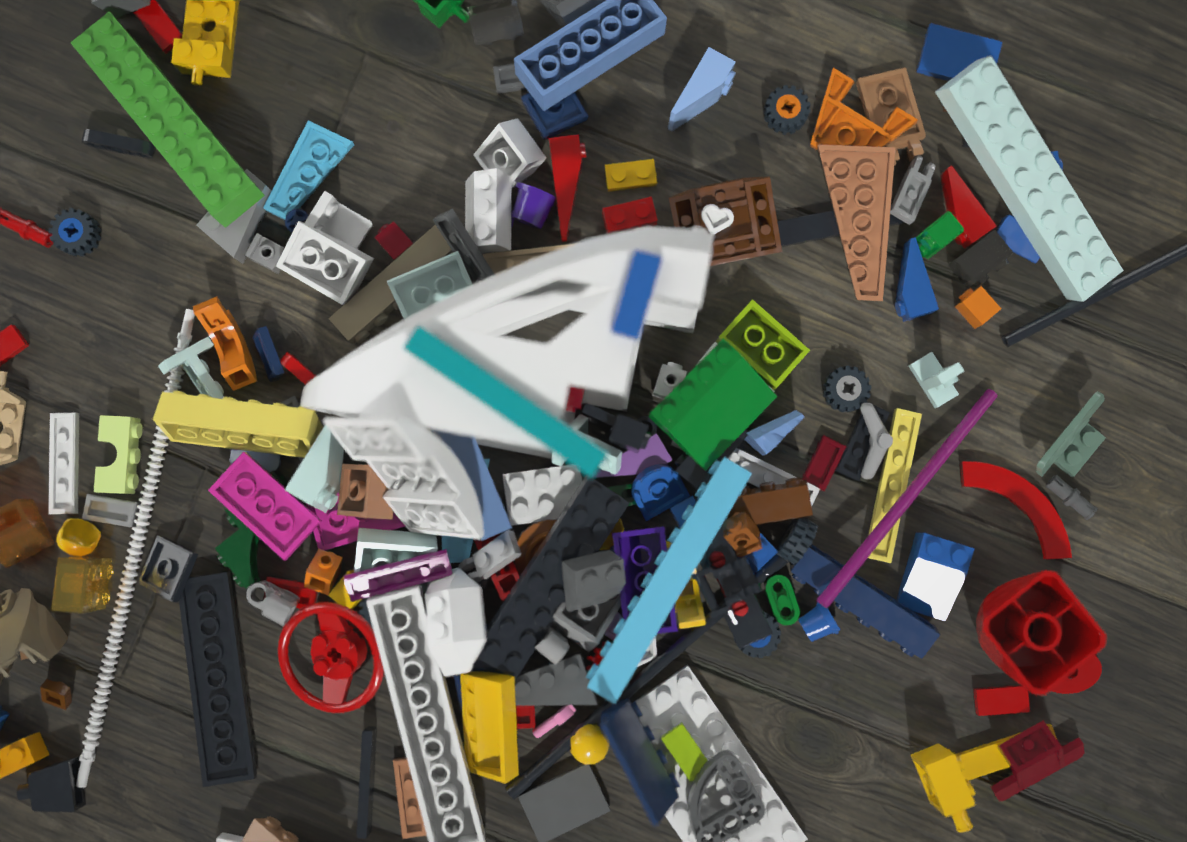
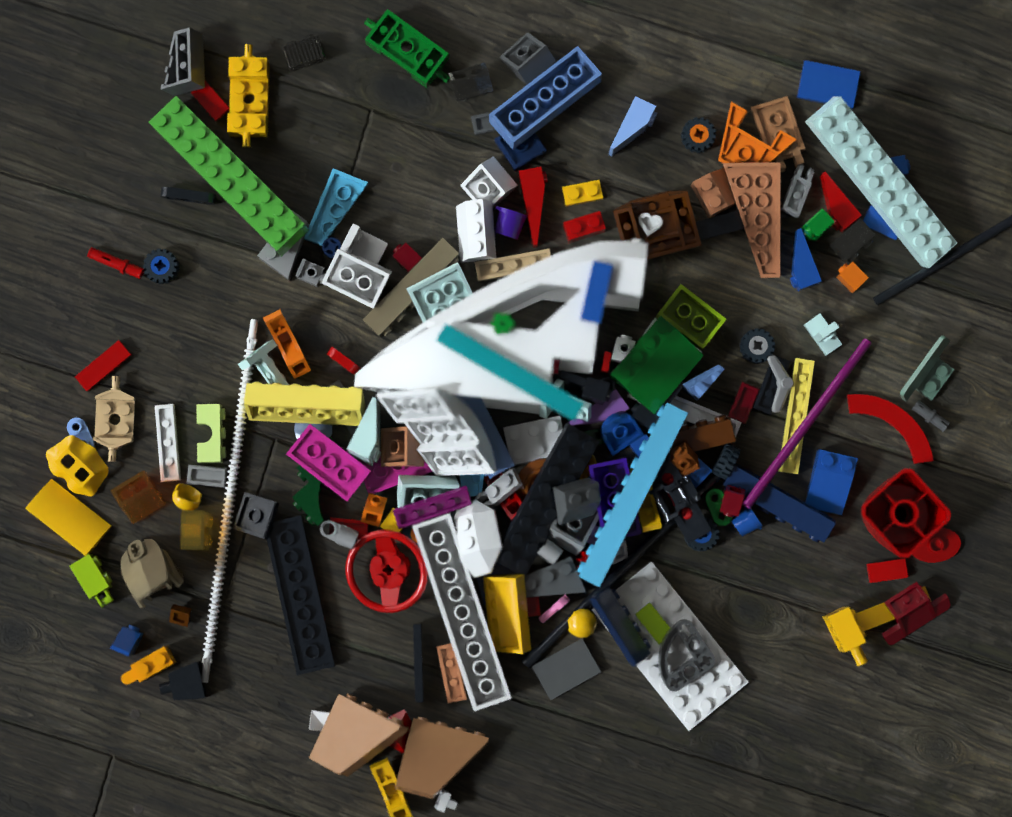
camera: 10 degrees left, 0 degrees up
(268, 354) = (317, 349): dark blue tile -> none
(460, 241) = (458, 254): dark grey tile -> none
(496, 323) = (498, 319): none -> green plant
(646, 396) = (606, 362): none -> red tile
(802, 185) = (714, 192): none -> nougat slope
(803, 594) = (732, 501): none -> dark red brick

